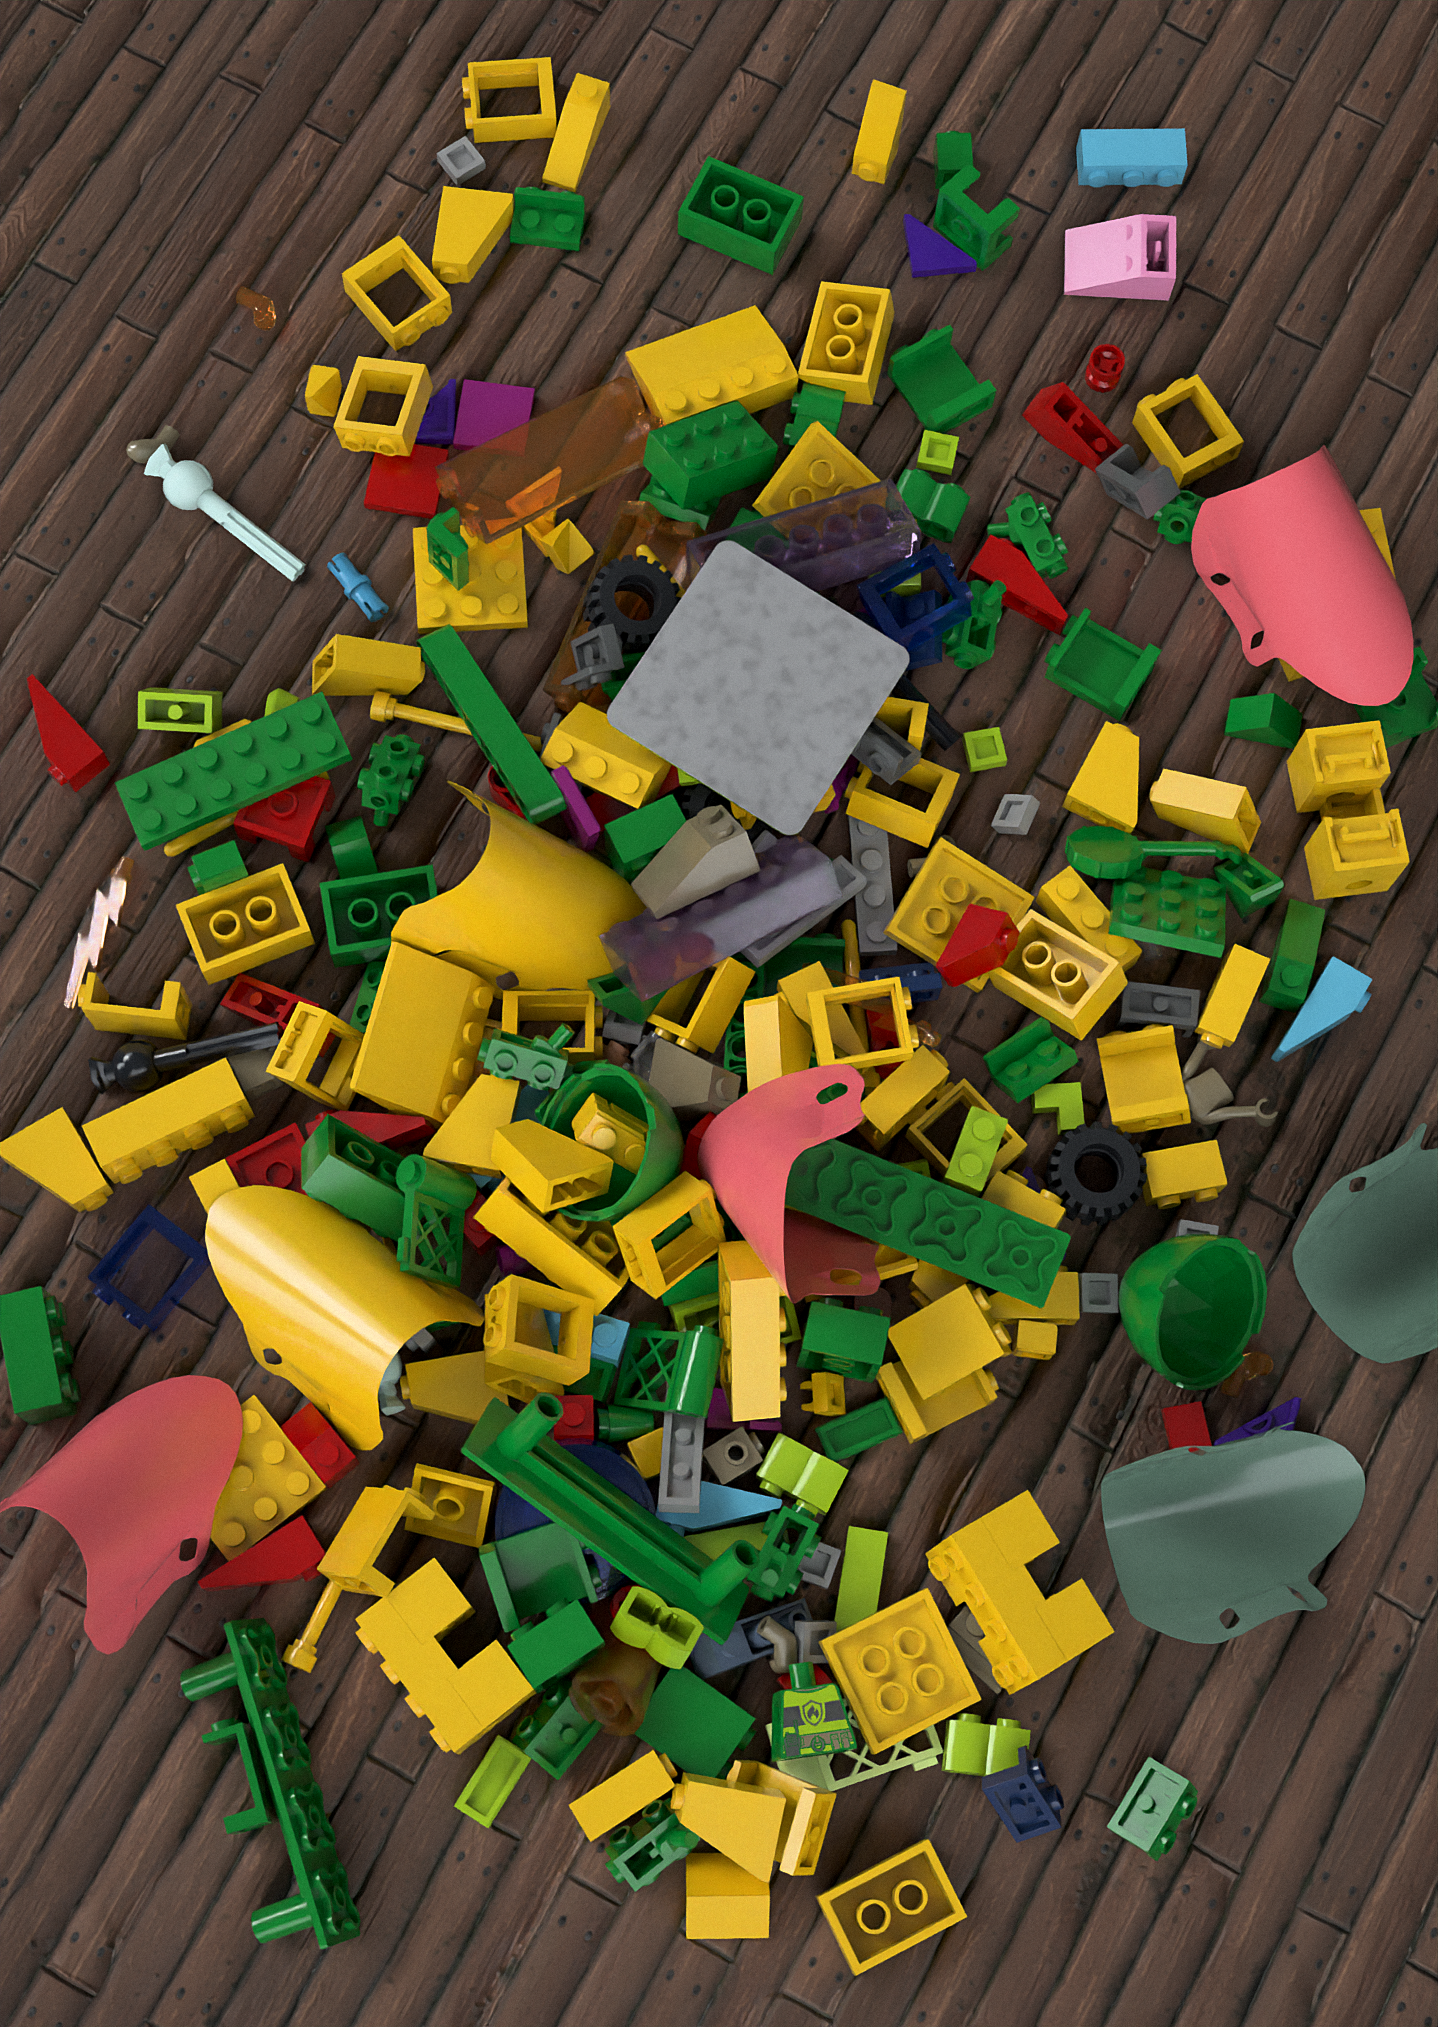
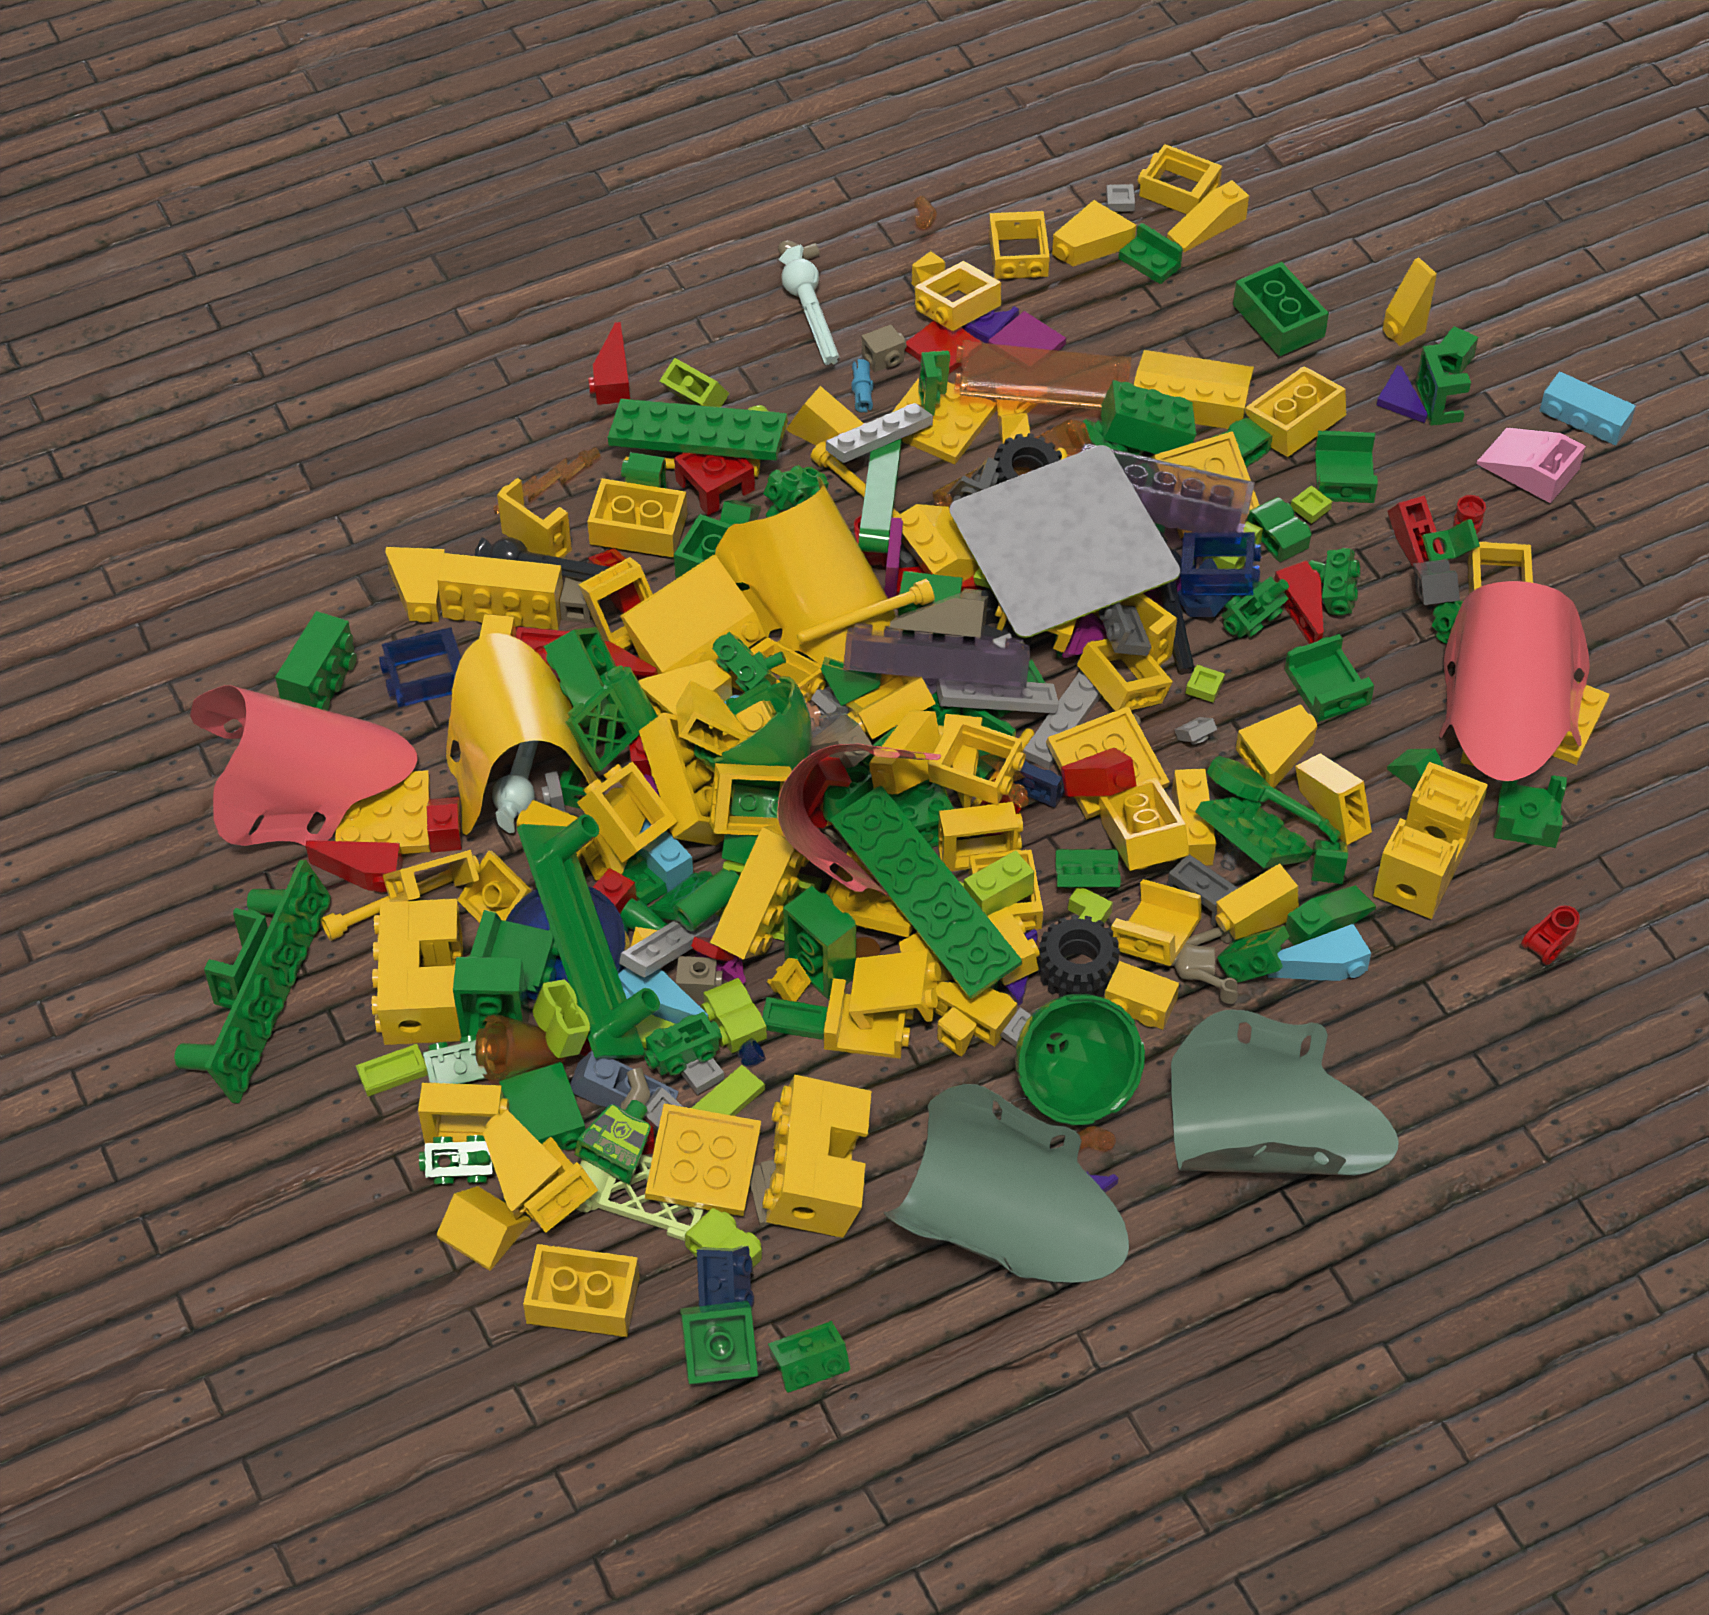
camera: 40 degrees right, 20 degrees down
(348, 524) = (883, 348): none -> dark tan brick
(435, 649) = (879, 432): none -> light grey plate
(649, 848) = (919, 593): none -> yellow piece
(721, 1421) = (704, 946): none -> red tile
(848, 1504) = (751, 1053): none -> clear blue hinge
(1072, 1871) = (718, 1342): none -> green brick
(1122, 415) = (1457, 541): none -> green bracket
(1262, 1054) = (1254, 955): none -> green bracket

